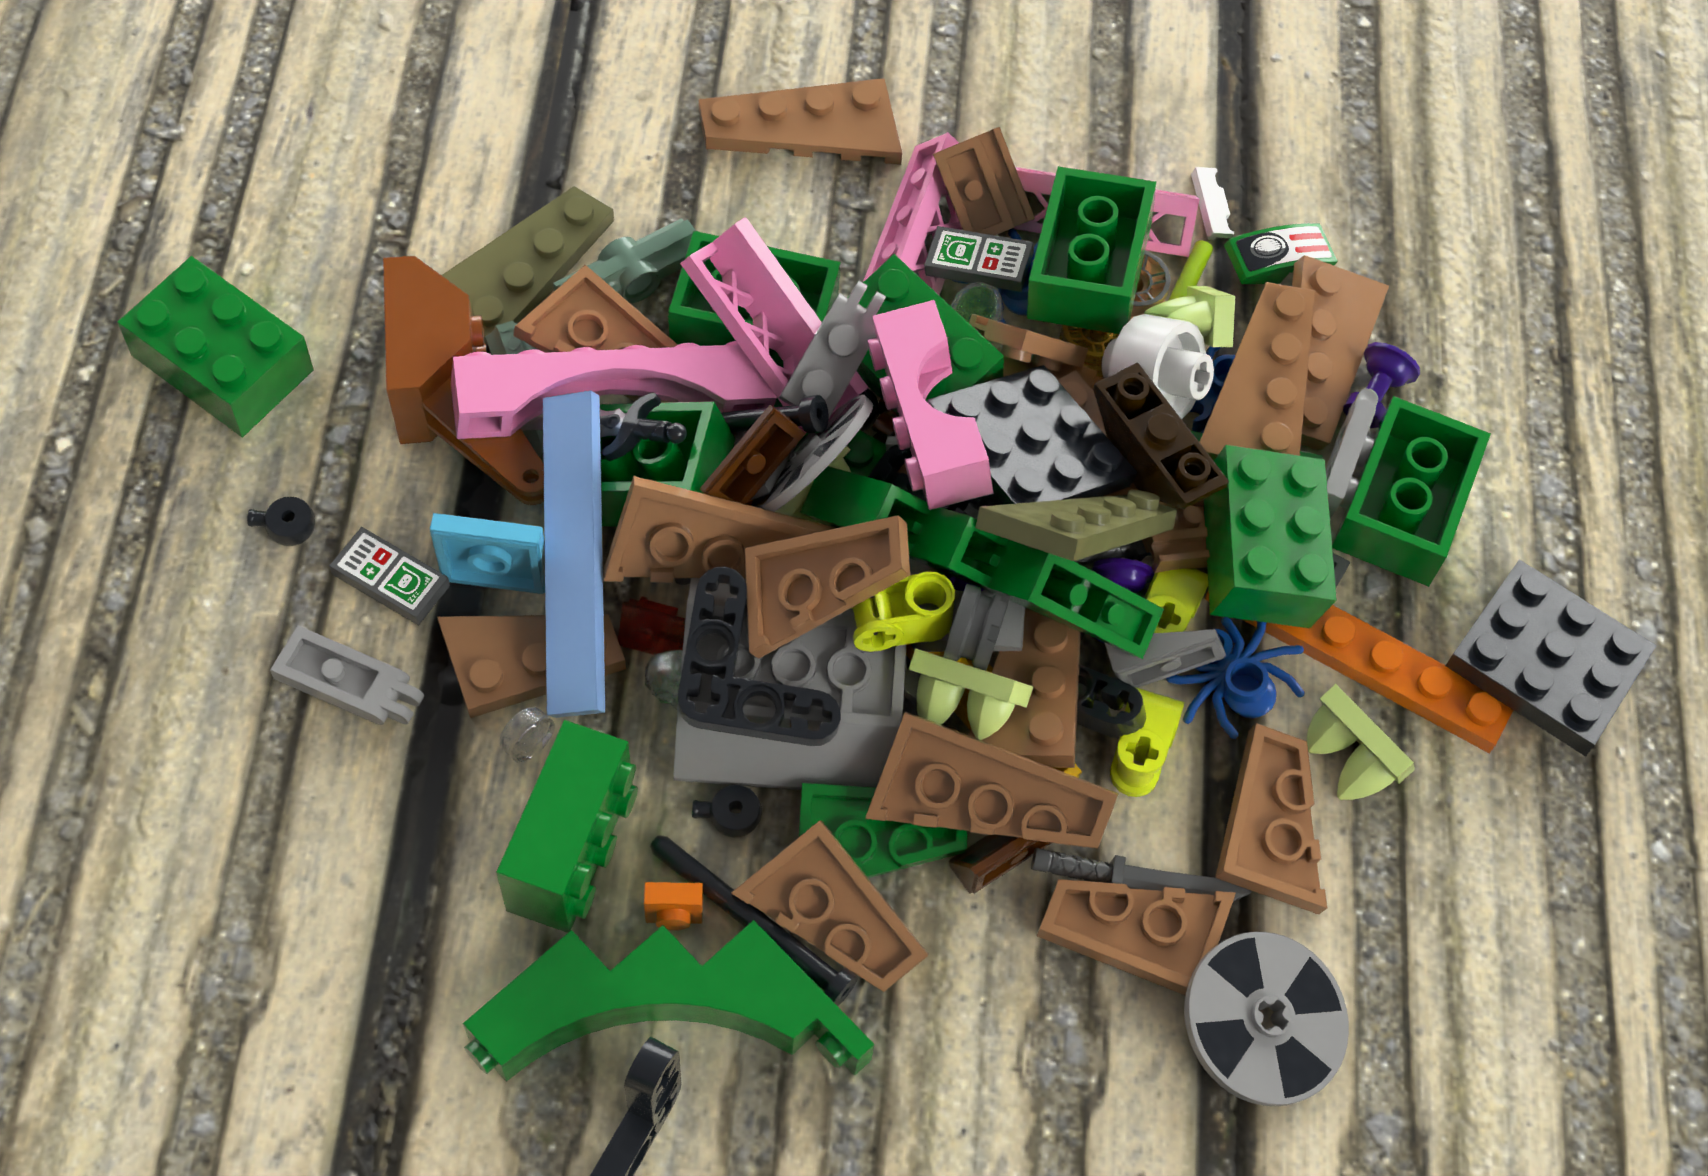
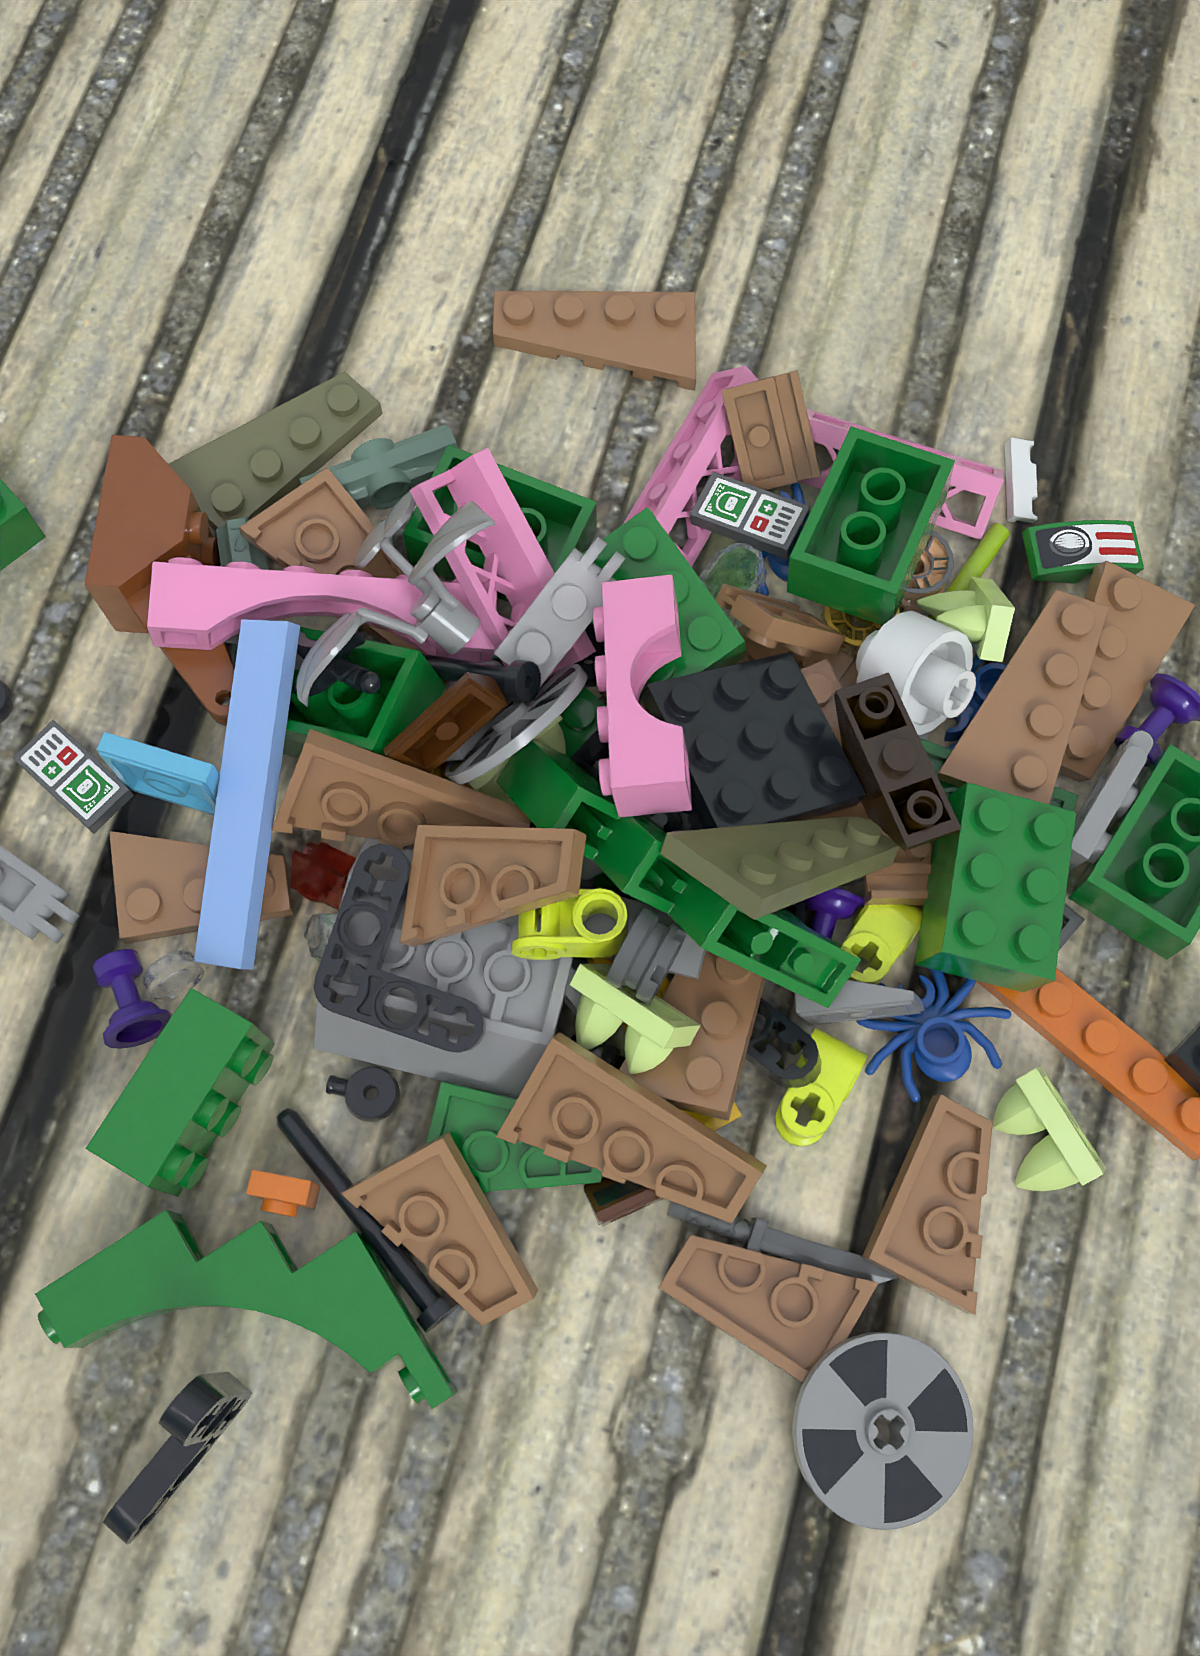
camera: 15 degrees right, 10 degrees up
(501, 777) = (135, 1020): none -> dark purple piece
(724, 367) = (436, 611): none -> light grey plant

